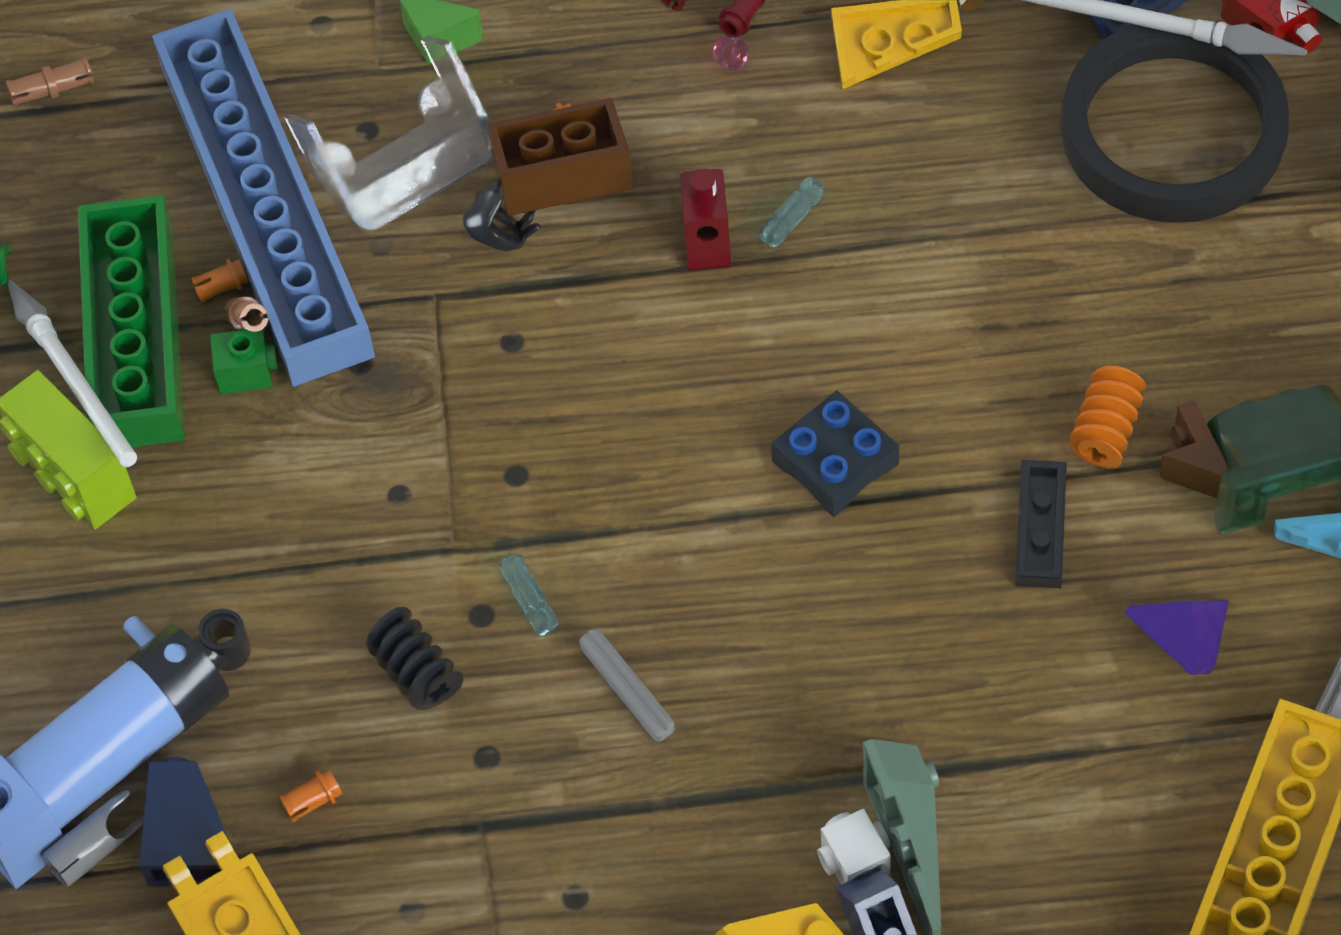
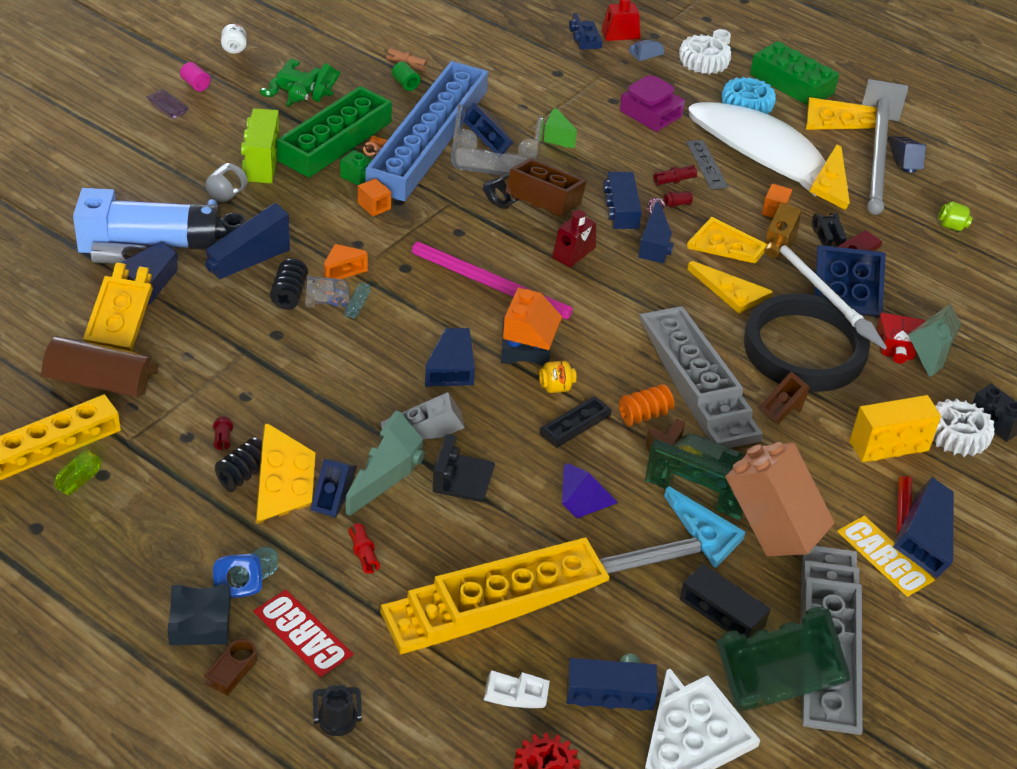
camera: 35 degrees right, 15 degrees down
(40, 327) = (304, 113): white piece -> none
(85, 581) = (220, 188): none -> light grey helmet
(91, 117) = (406, 76): none -> green brick
(273, 643) = (251, 243): none -> dark blue slope
(311, 795) = (207, 297): orange pin -> none
(338, 393) = (374, 197): none -> orange brick
(357, 118) = (488, 128): none -> dark blue slope
(436, 548) = (345, 262): none -> orange slope
(475, 624) = (326, 291): none -> clear leg
(627, 685) = (352, 350): light grey axle -> none
(661, 389) = (480, 275): none -> dark pink axle
(677, 82) = (622, 200): none -> dark blue brick
(782, 574) = (451, 360): none -> dark blue slope
(791, 212) = (614, 265): clear light blue axle -> none
(793, 107) = (656, 238): none -> dark blue slope
(833, 420) = (531, 320): none -> orange slope
(853, 846) = (356, 452): white brick -> none
(865, 713) = (435, 417): none -> light grey slope
(949, 476) = (557, 376): none -> yellow head
(988, 111) = (734, 291): none -> yellow wing
(1011, 746) = (461, 474): none -> black bracket
(1112, 302) = (701, 378): none -> light grey slope
(1259, 245) = (788, 395): none -> reddish brown slope

